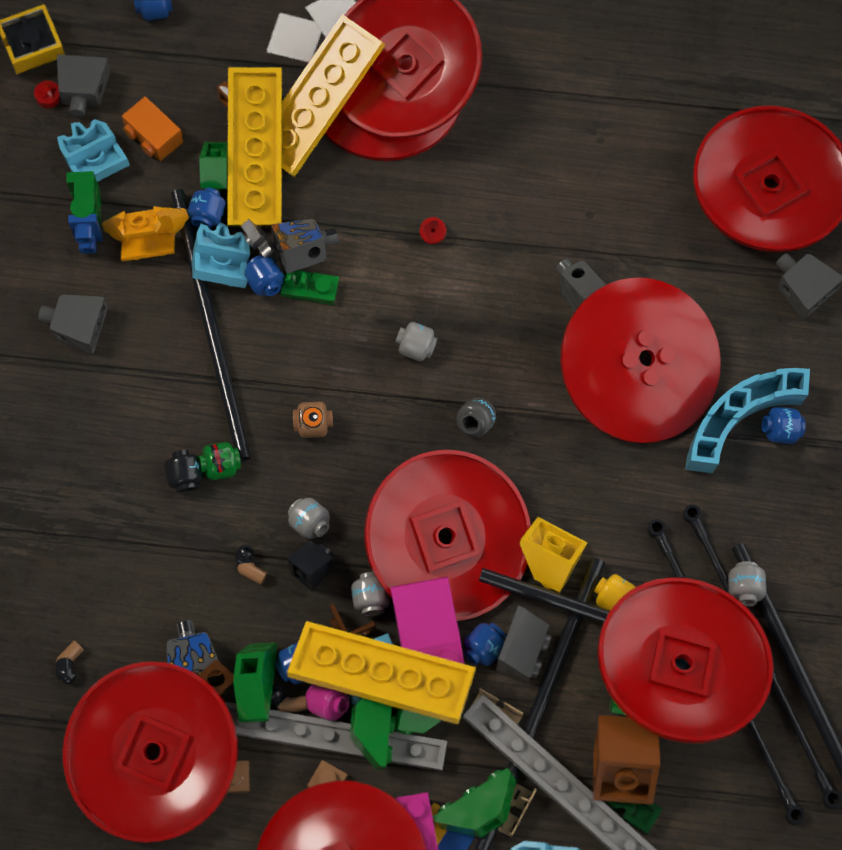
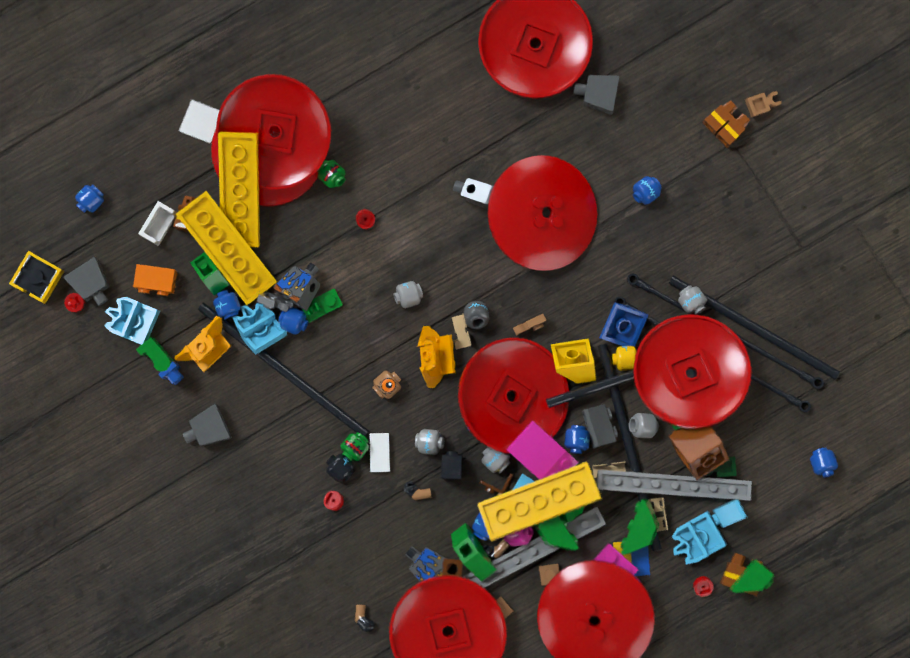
camera: 30 degrees left, 15 degrees up
(146, 503) = (333, 500): none -> red tile
(201, 75) = (158, 223): none -> white panel
(243, 490) = (379, 452): none -> white tile
(294, 38) = (188, 155): white sticker -> none
(376, 445) = (436, 356): none -> light orange piece
(433, 156) = (331, 174): none -> green head
(444, 430) = (459, 326): none -> tan piece
(535, 476) = (535, 323): none -> medium nougat plate
(577, 687) = (643, 425): none -> light grey head
(641, 553) = (623, 325): none -> blue slope
(756, 393) = (613, 199): medium azure brick -> none

